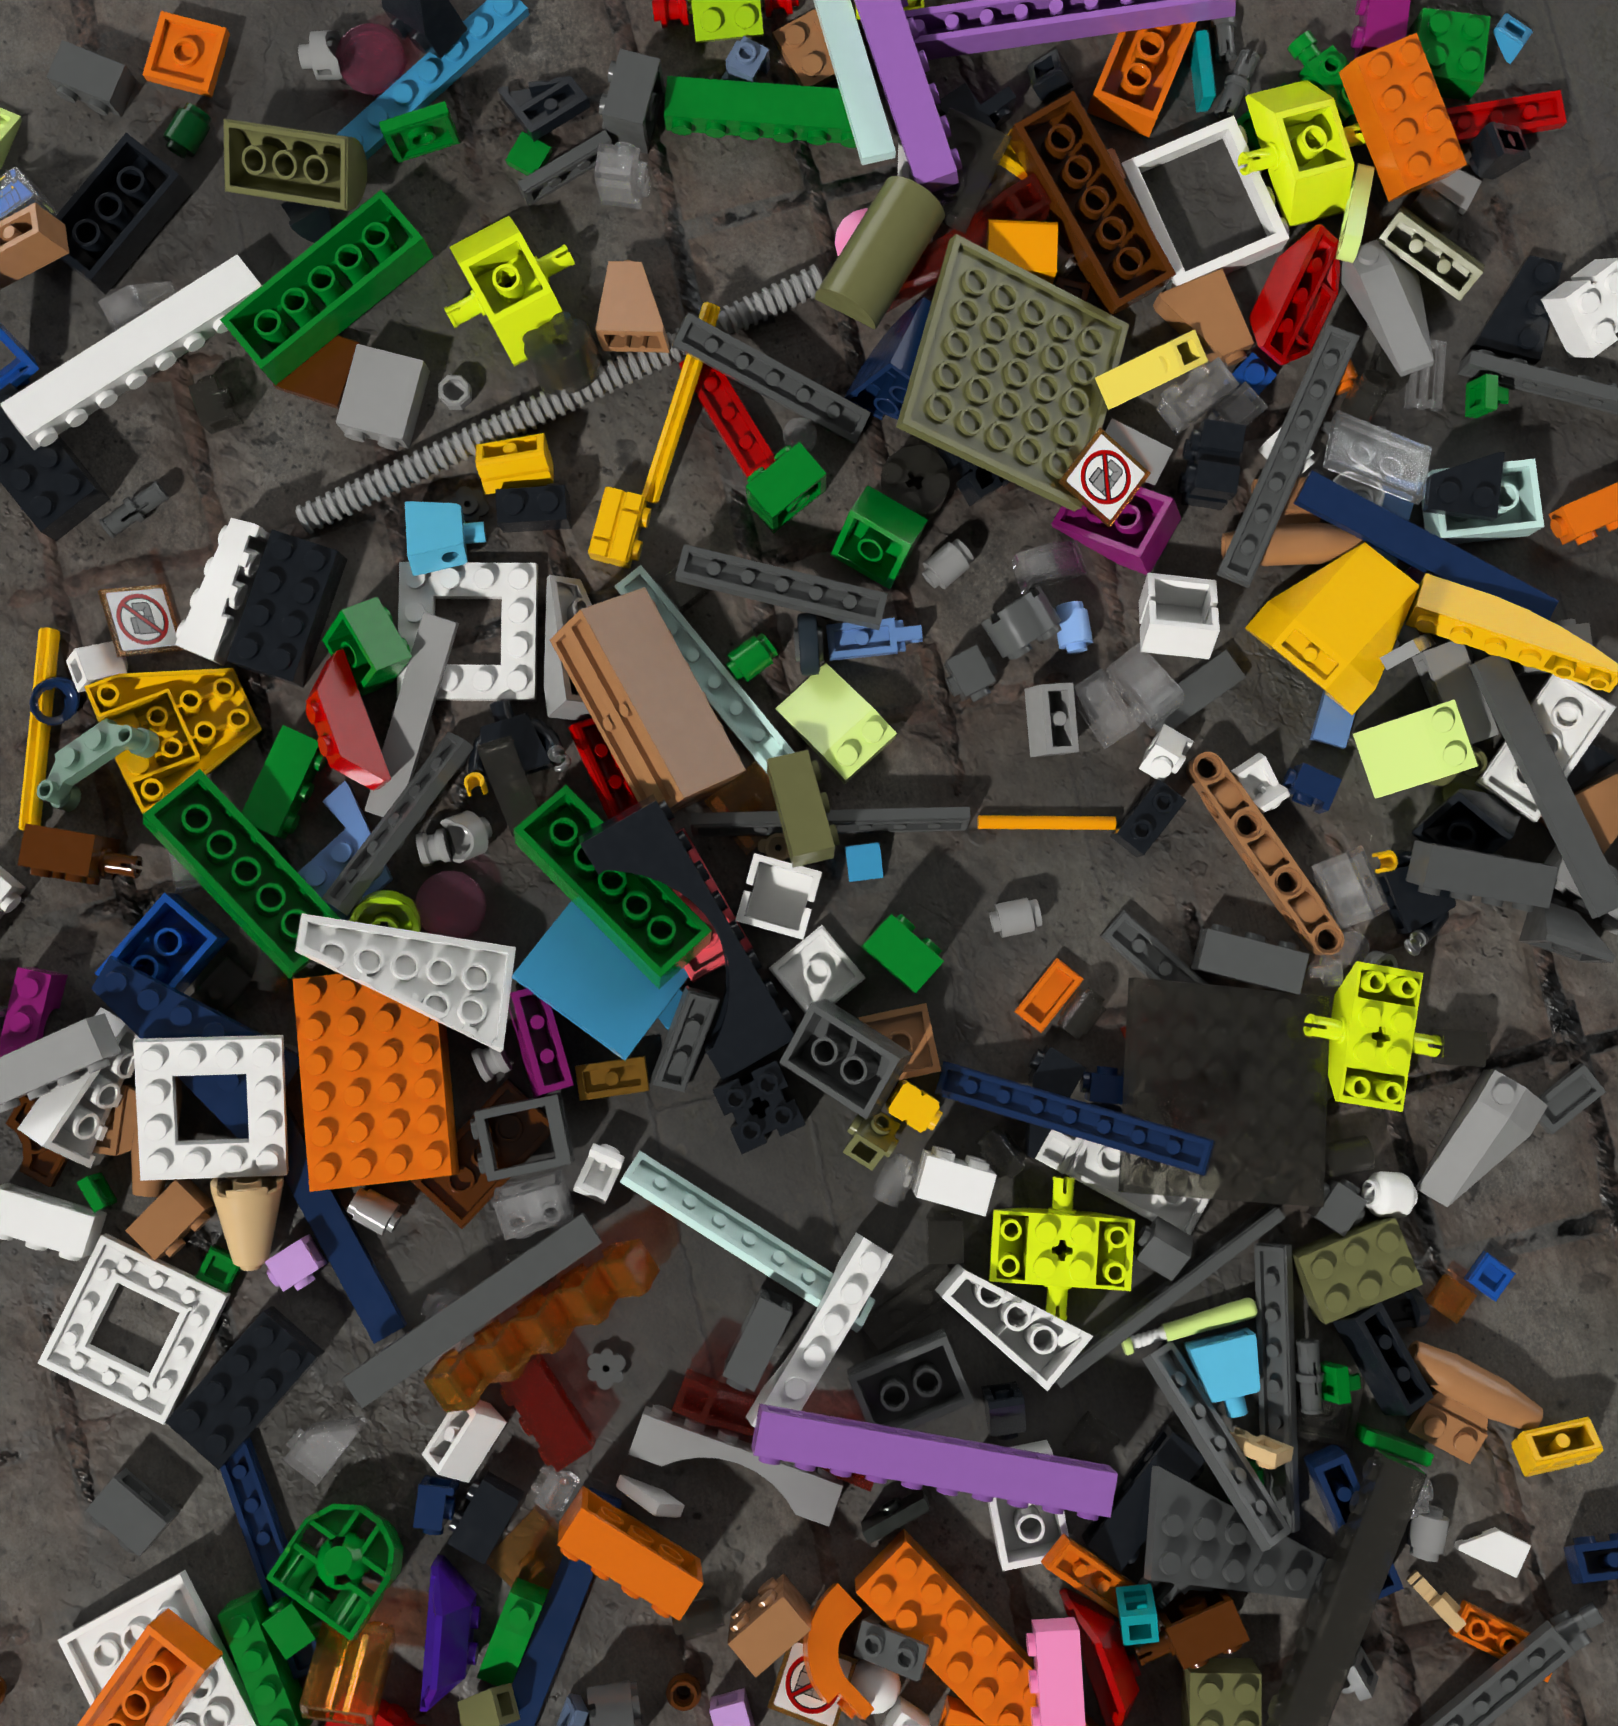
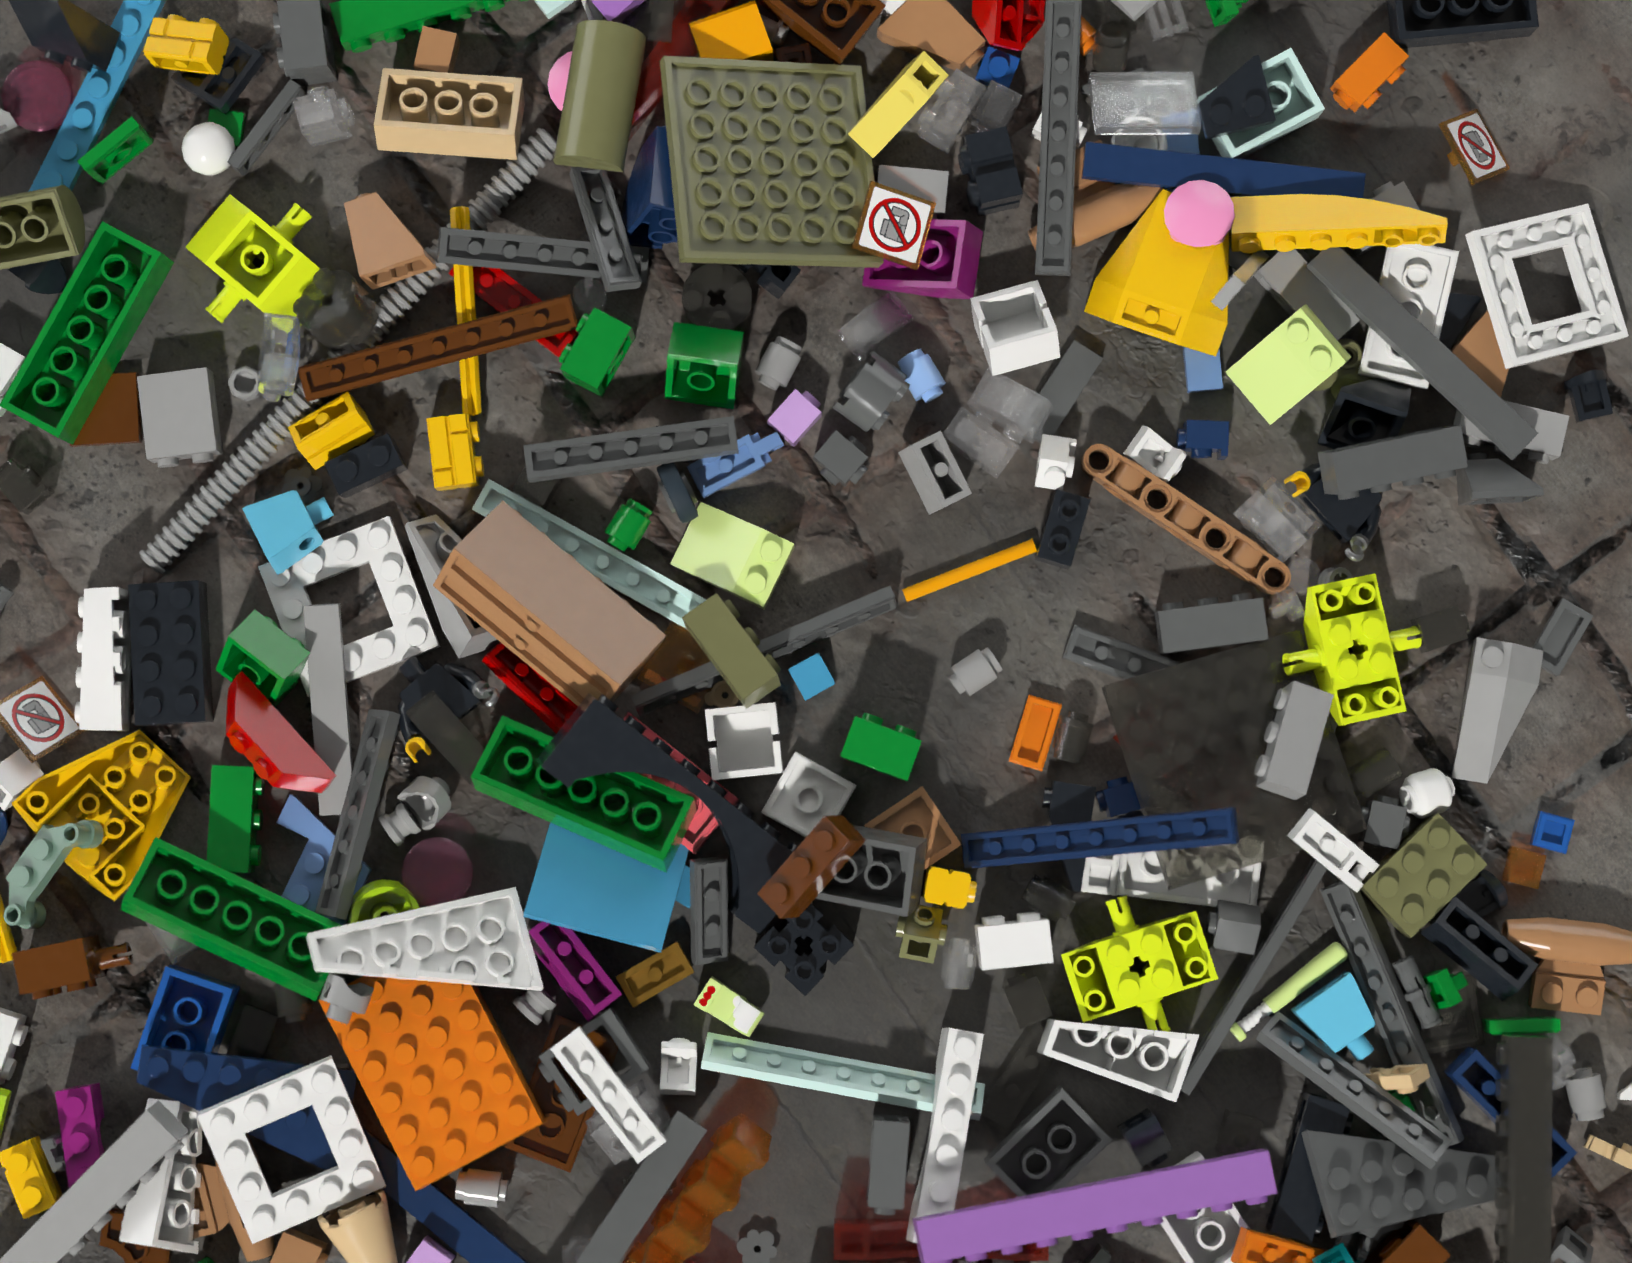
camera: 15 degrees left, 0 degrees up
(314, 988) = (344, 998): none -> light grey piece
(488, 385) = (276, 370): none -> clear torso
(505, 164) = (208, 148): none -> white hair
(523, 63) = (186, 45): none -> yellow brick
(523, 1174) = (608, 1094): none -> white plate
(641, 425) = (438, 347): none -> reddish brown tile
(668, 1135) = (729, 1007): none -> yellowish green leg
(736, 217) = (449, 114): none -> tan brick
(747, 162) = (437, 50): none -> medium nougat brick
(795, 1037) = (811, 866): none -> reddish brown brick
(838, 377) = (605, 229): none -> dark grey tile
(943, 619) = (795, 416): none -> lavender brick
(1286, 1214) = (1332, 849): none -> white plate
(1290, 1098) = (1293, 740): none -> light grey brick
(1391, 576) = (1199, 214): none -> bright pink dish

